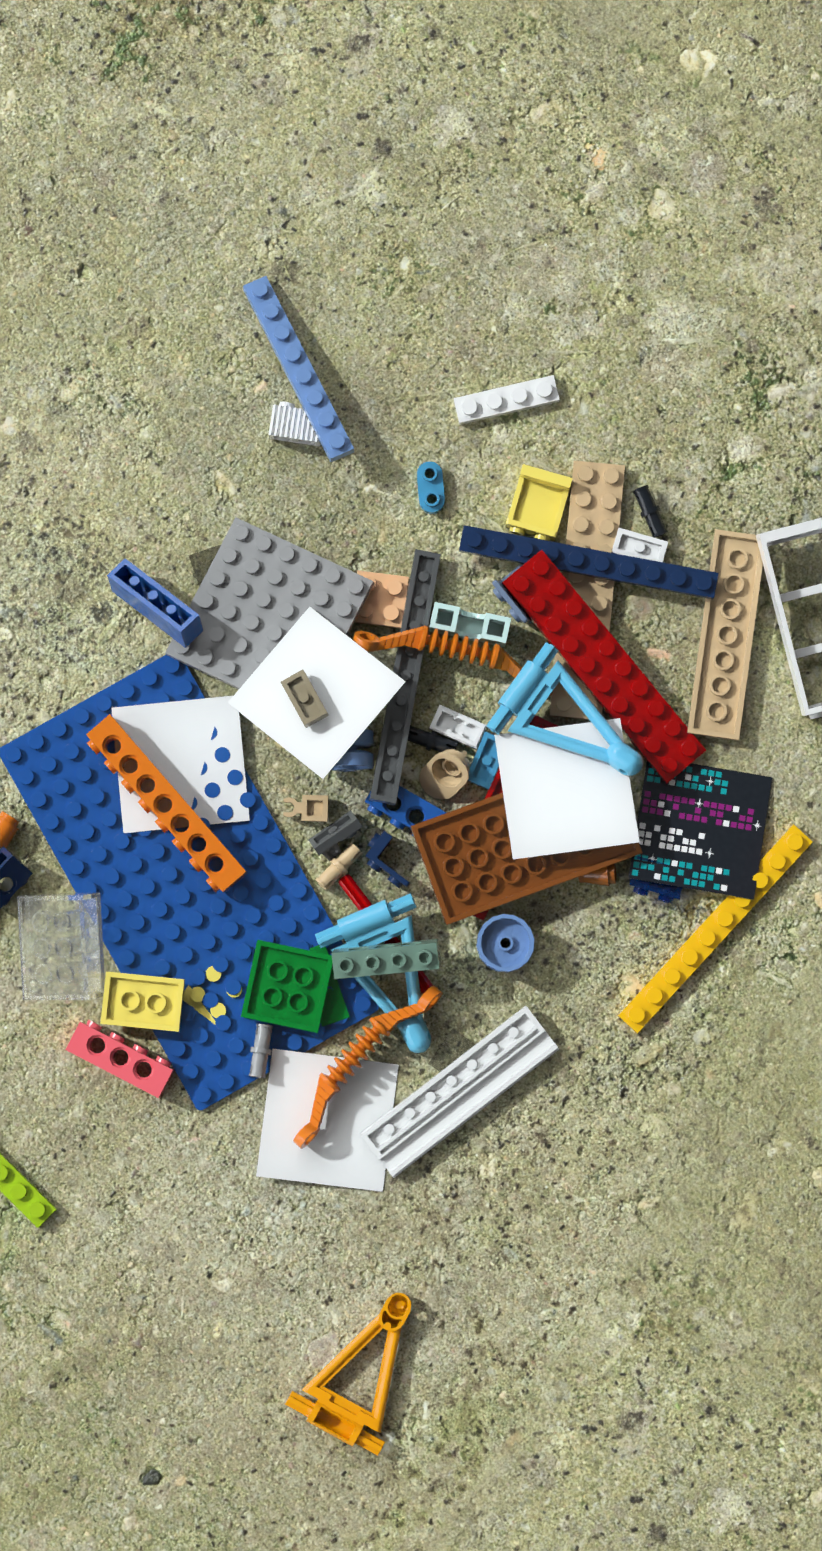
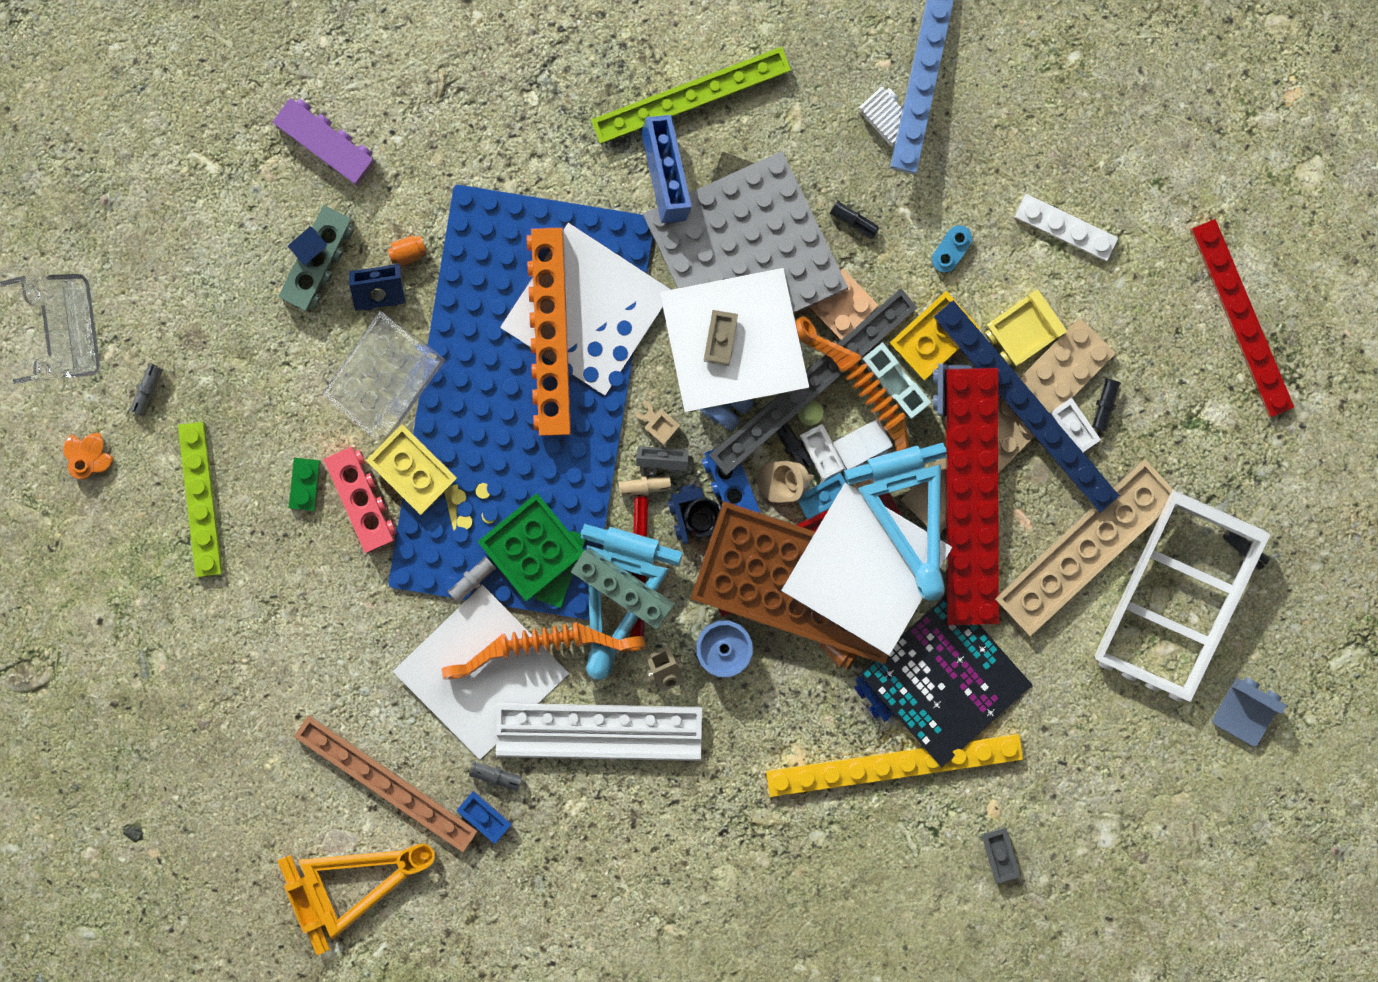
camera: 40 degrees right, 5 degrees up
(66, 1083) = (304, 484): none -> green plate
(129, 530) = (692, 94): none -> lime plate
(322, 1271) = (385, 783): none -> nougat plate
(336, 525) = (854, 220): none -> black axle
(403, 854) = (701, 517): none -> black hair
(405, 1193) = (495, 776): none -> dark grey pin
(422, 1234) = (484, 817): none -> blue plate
(424, 704) = (811, 413): none -> yellowish green plate
(468, 576) = (925, 342): none -> yellow plate
(472, 998) = (665, 669): none -> dark tan brick
(484, 695) = (863, 444): none -> white brick
(701, 360) = (1242, 318): none -> red plate

